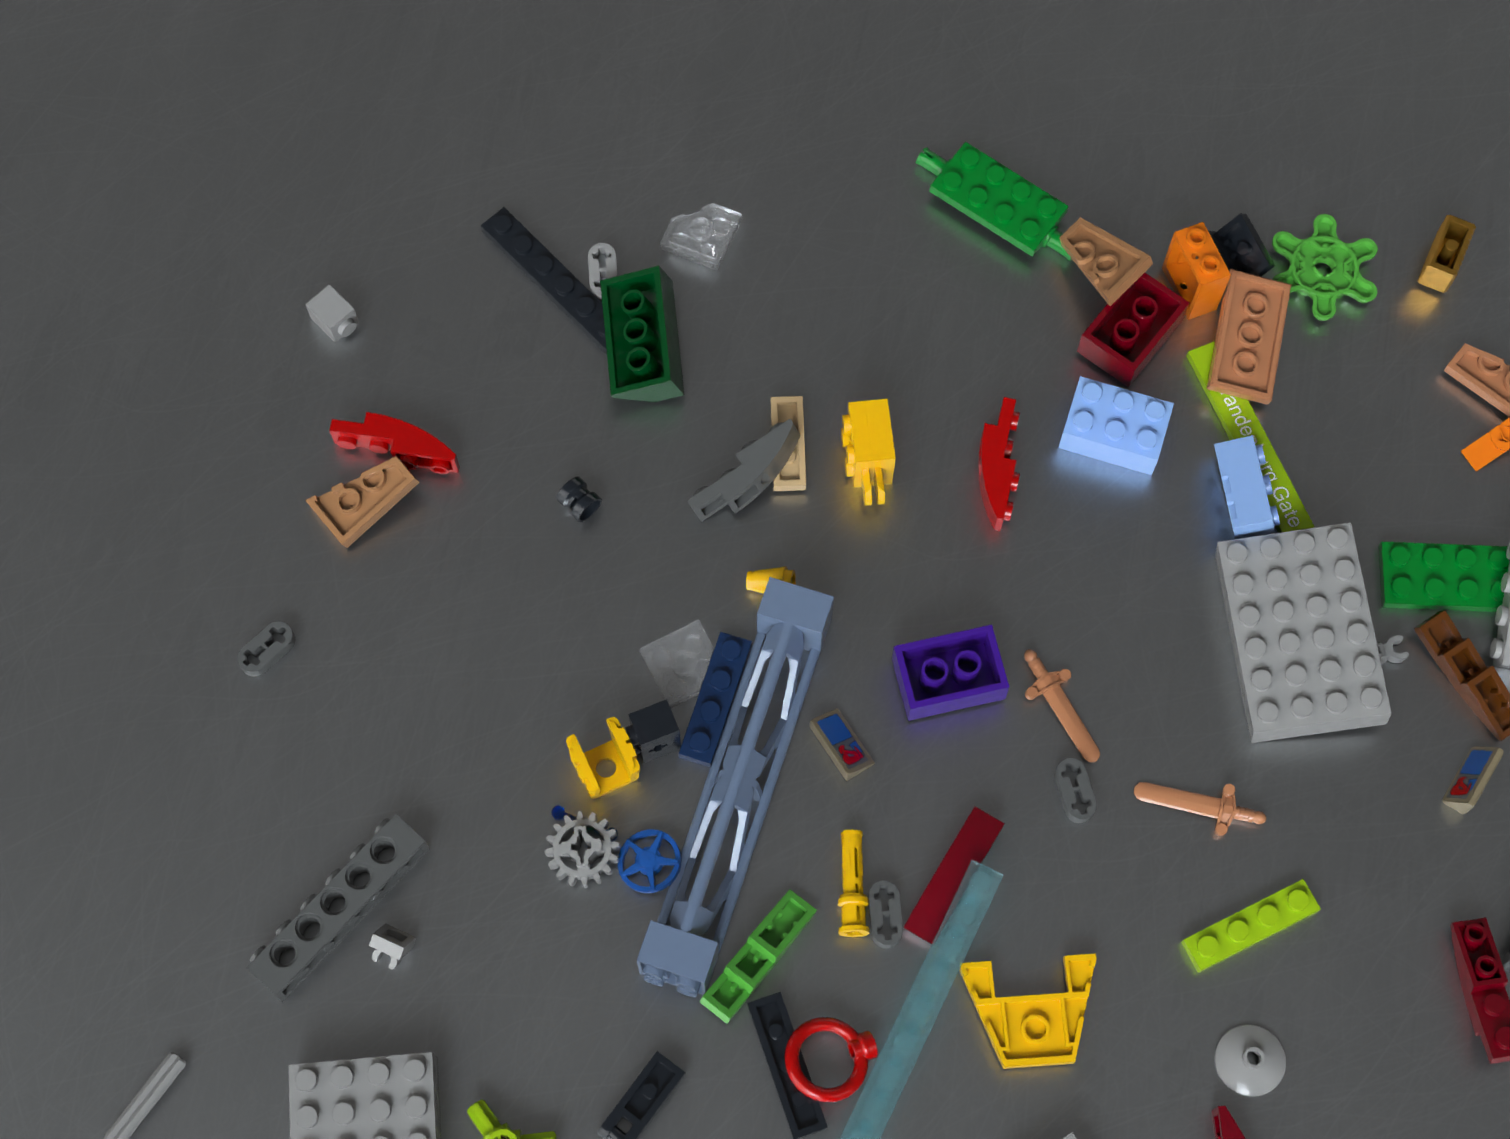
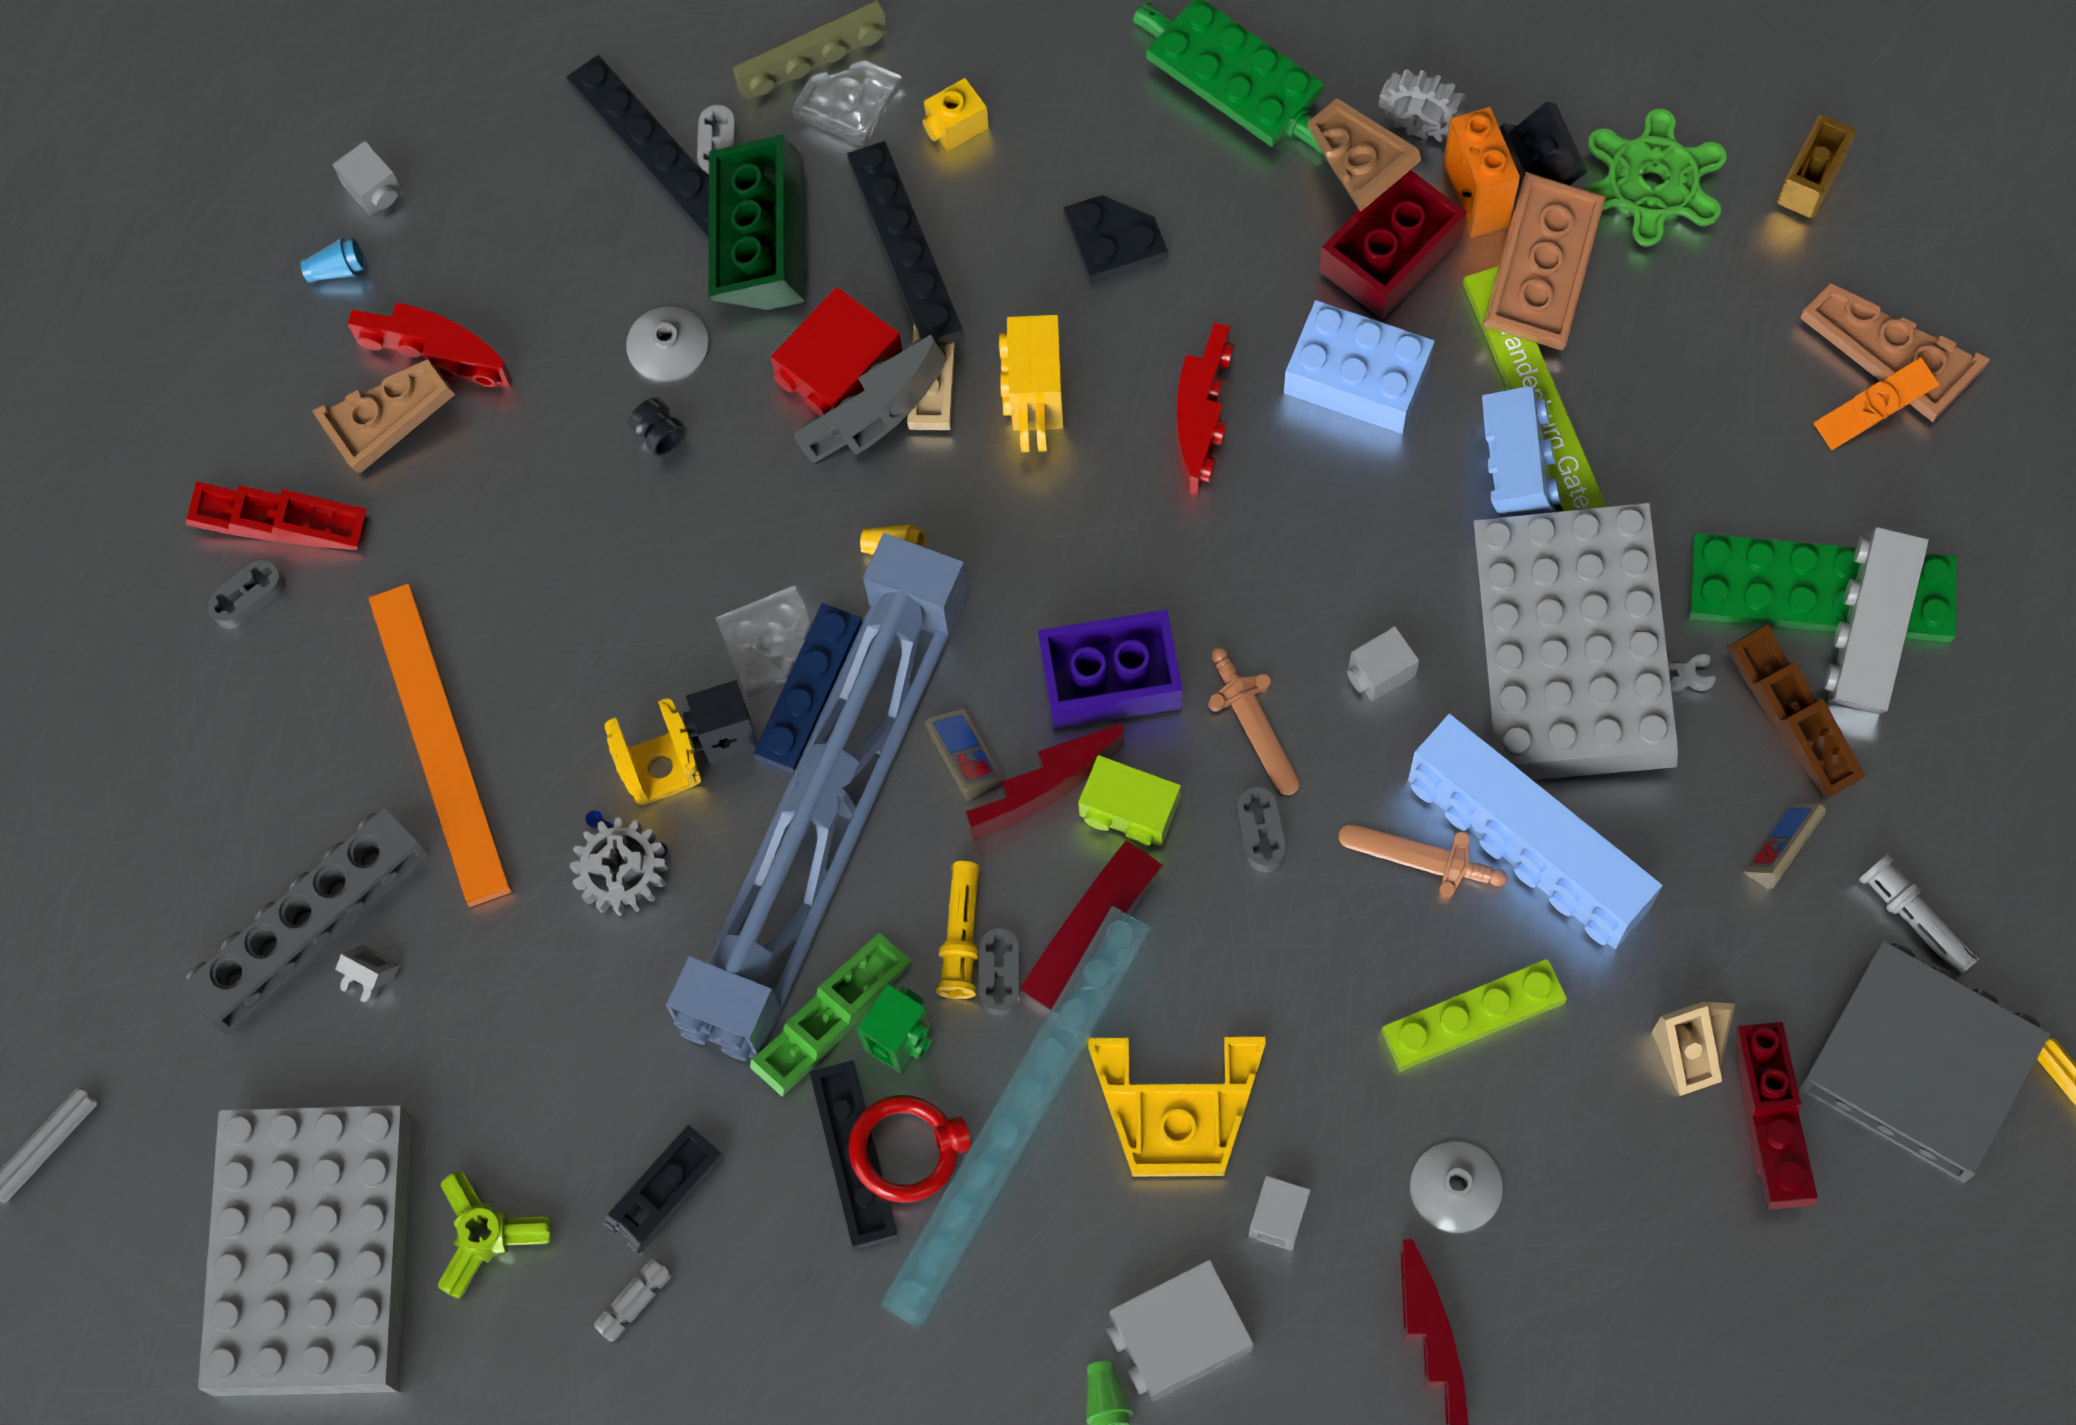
camera: 10 degrees right, 0 degrees up
(285, 586) = (276, 517): none -> red slope
(313, 380) = (335, 261): none -> dark azure cone
(431, 761) = (439, 746): none -> orange tile
(582, 445) = (672, 358): none -> light grey dish
(649, 861) = (703, 886): blue wheel -> none
(670, 196) = (810, 51): none -> olive plate
(712, 435) = (833, 351): none -> red brick
(758, 346) = (905, 244): none -> black plate
(787, 242) = (955, 115): none -> yellow brick
(814, 965) = (896, 1028): none -> green brick
(916, 755) = (1060, 772): none -> dark red slope
(917, 332) = (1113, 237): none -> black plate
(974, 776) = (1129, 801): none -> lime brick
(1120, 1089) = (1279, 1211): none -> light grey brick
(1146, 220) = (1421, 104): none -> light grey gear
(1156, 656) = (1382, 664): none -> light grey brick
(1286, 783) = (1532, 832): none -> light blue brick
(1419, 939) = (1694, 1044): none -> tan slope

